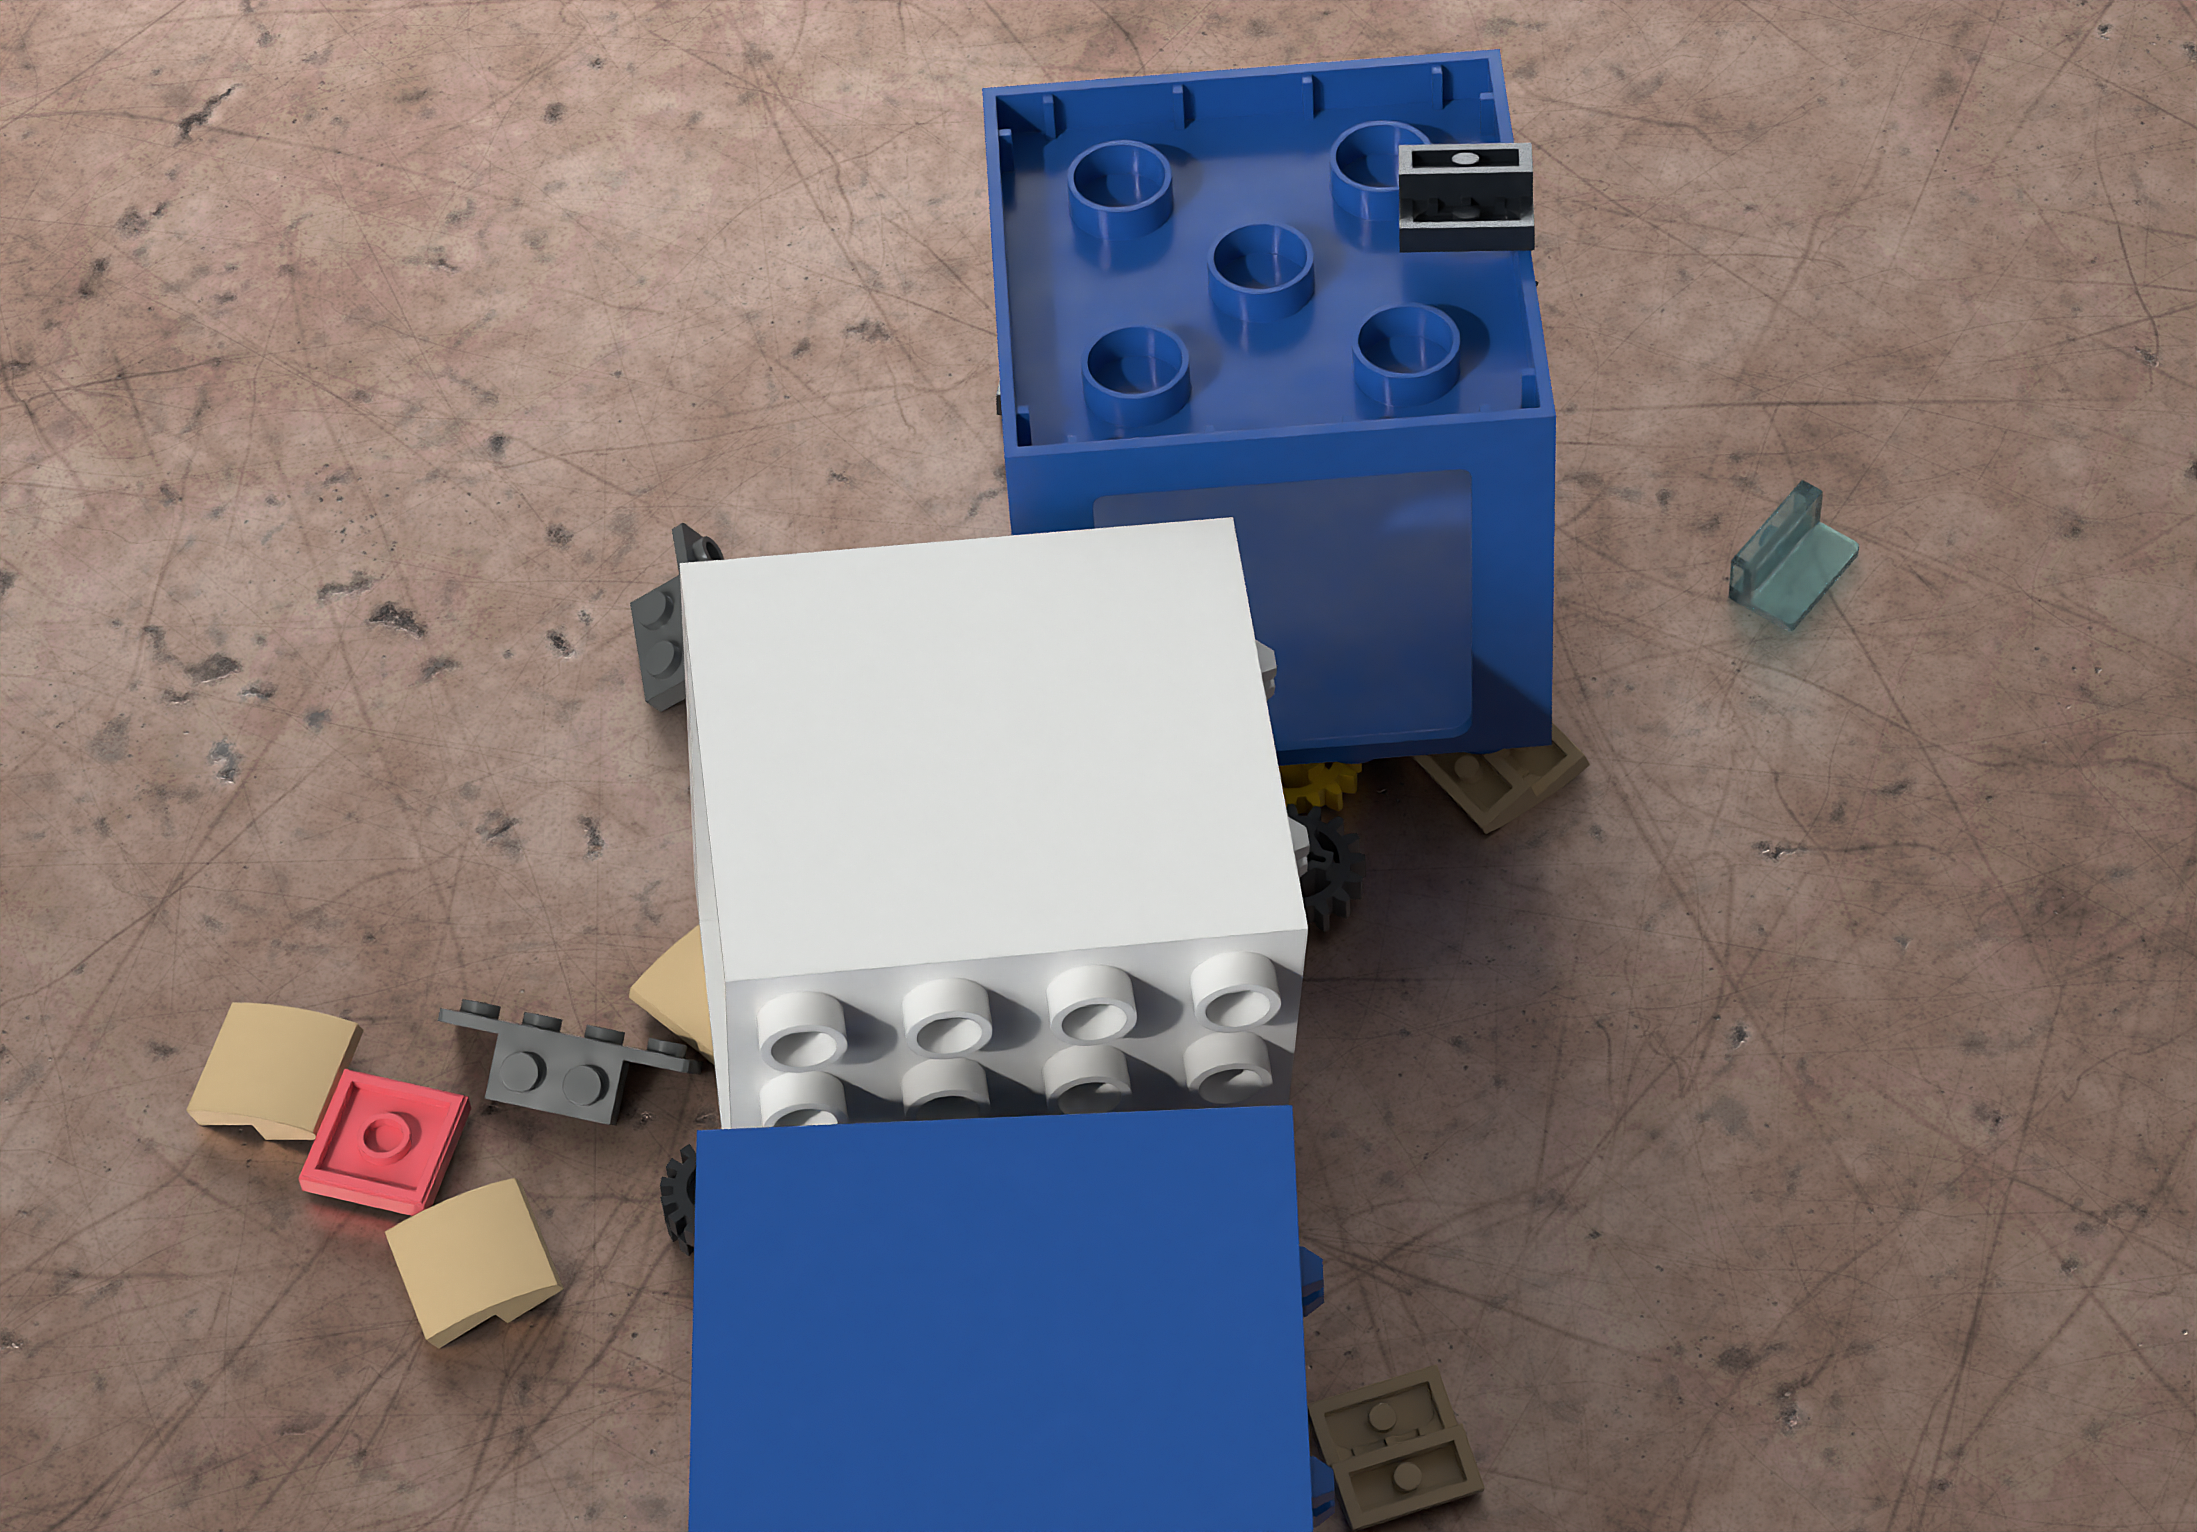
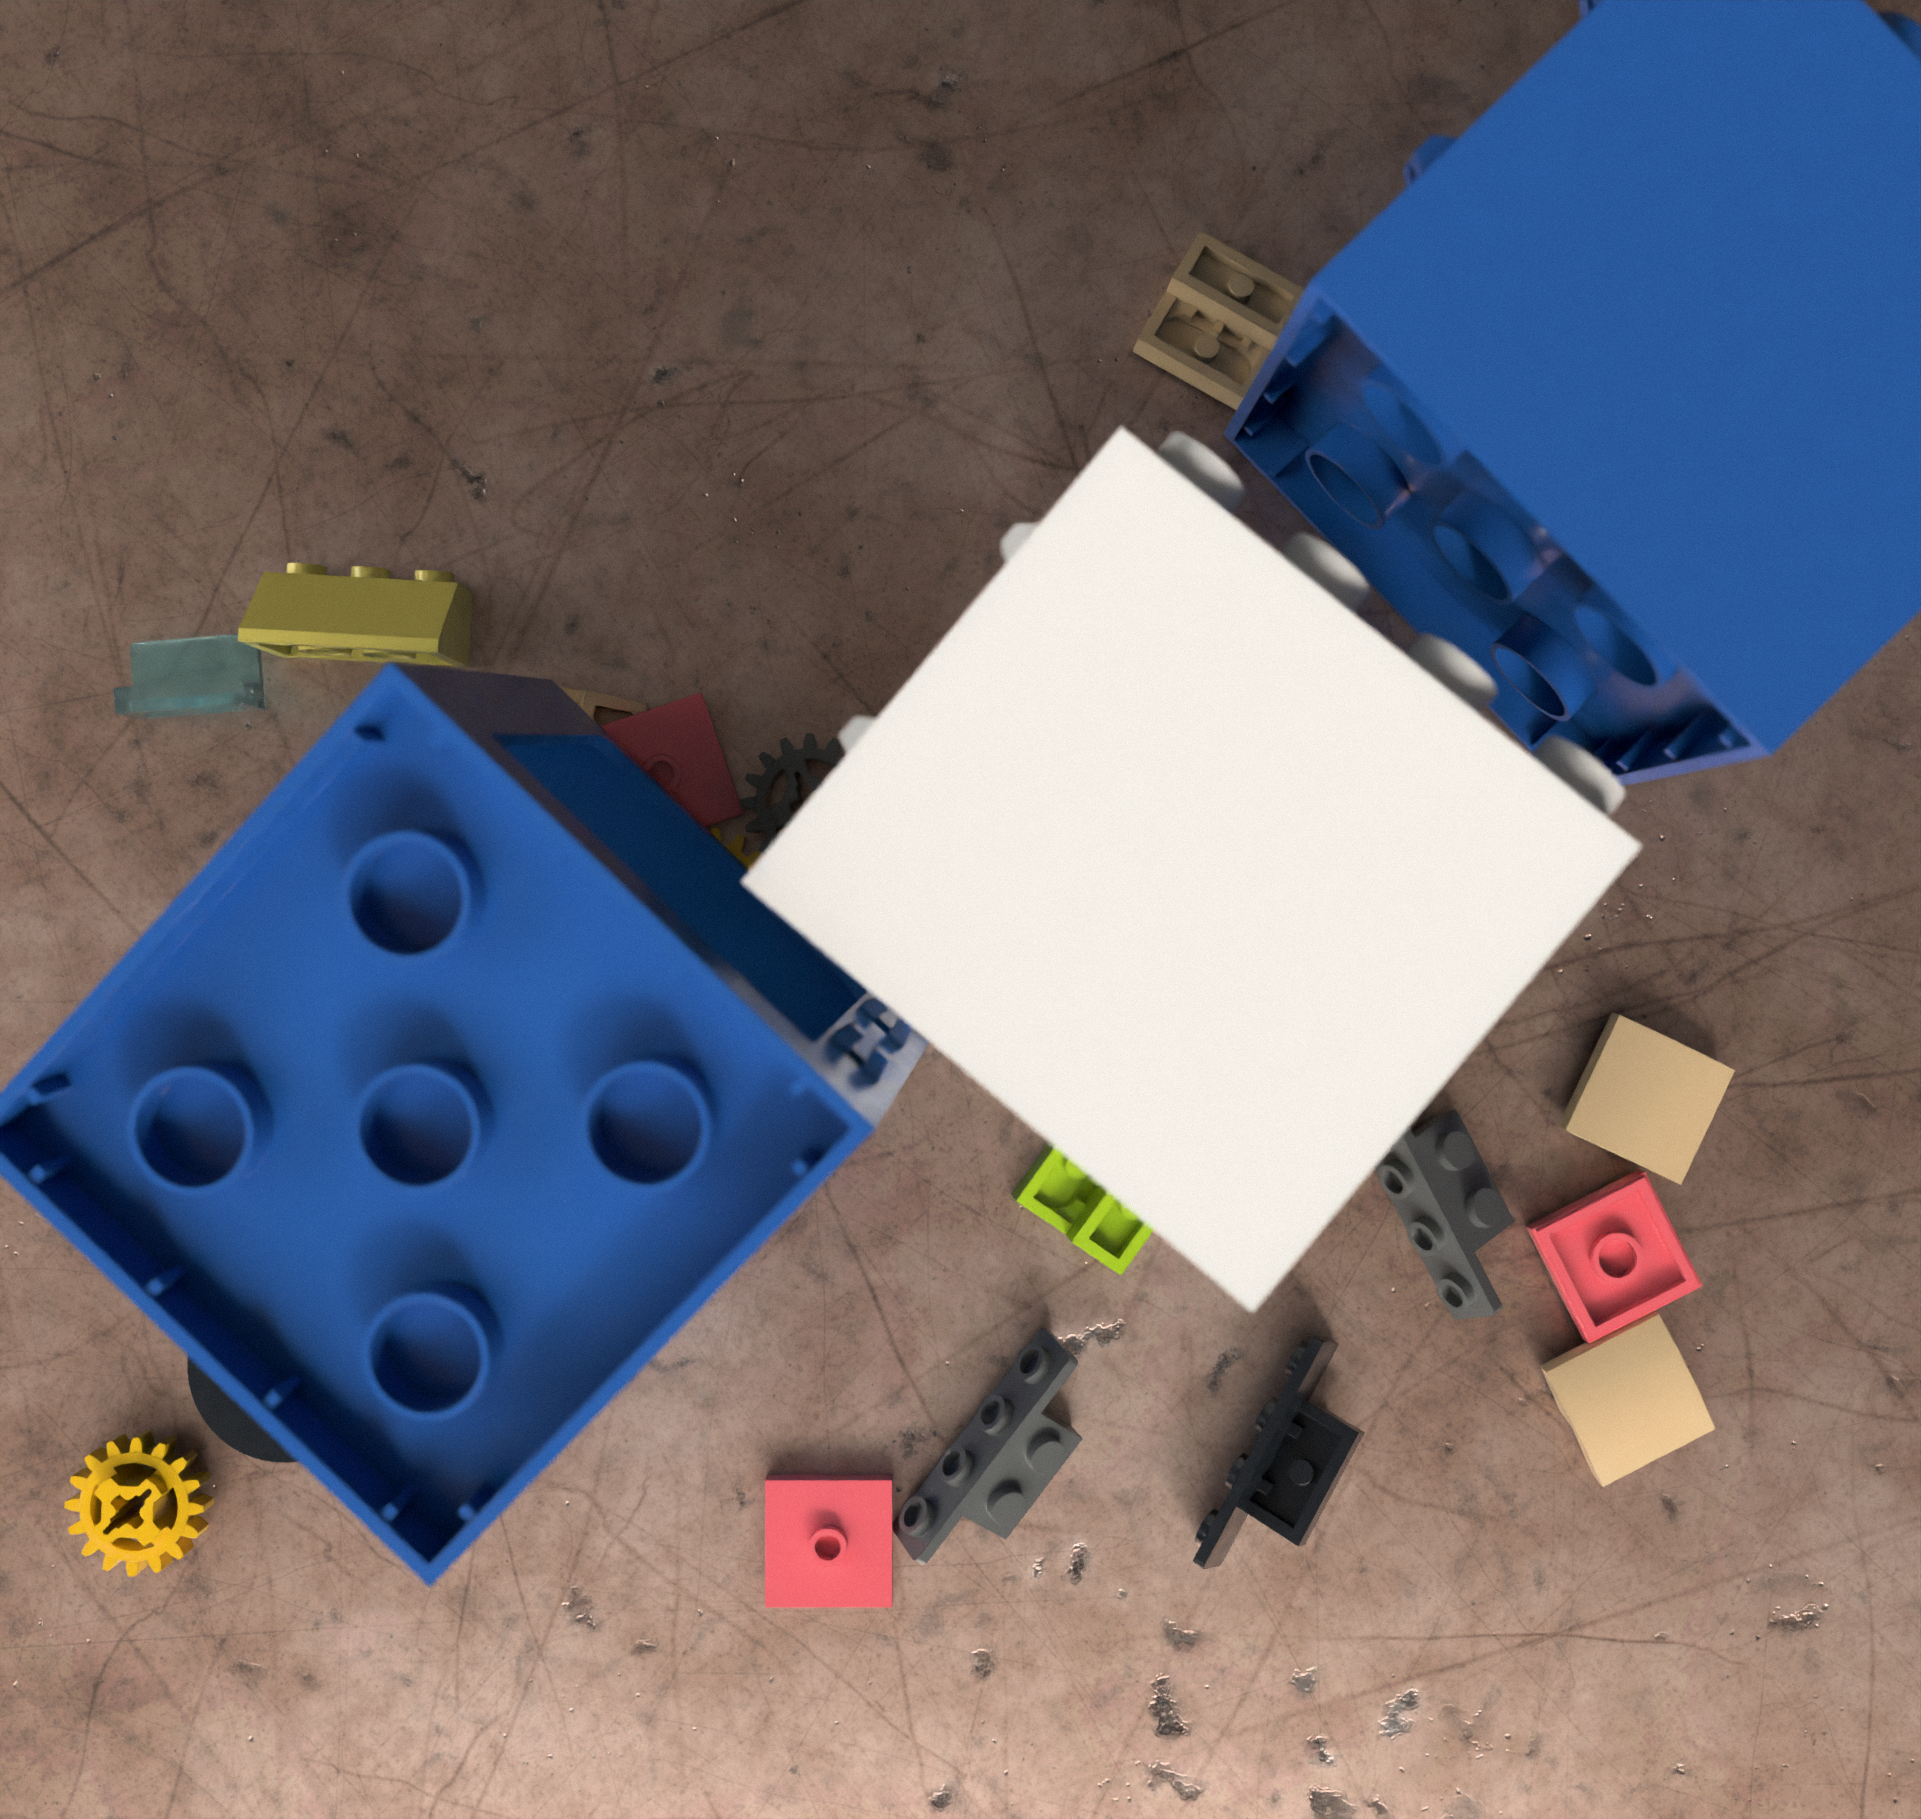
camera: 140 degrees left, 35 degrees up
(485, 810) = (1290, 1465): none -> black bracket
(751, 499) = (828, 1540): none -> coral plate
(1420, 803) = (683, 754): none -> coral plate
(1466, 197) = (188, 982): black slope -> none
(1724, 676) = (360, 616): none -> light yellow slope

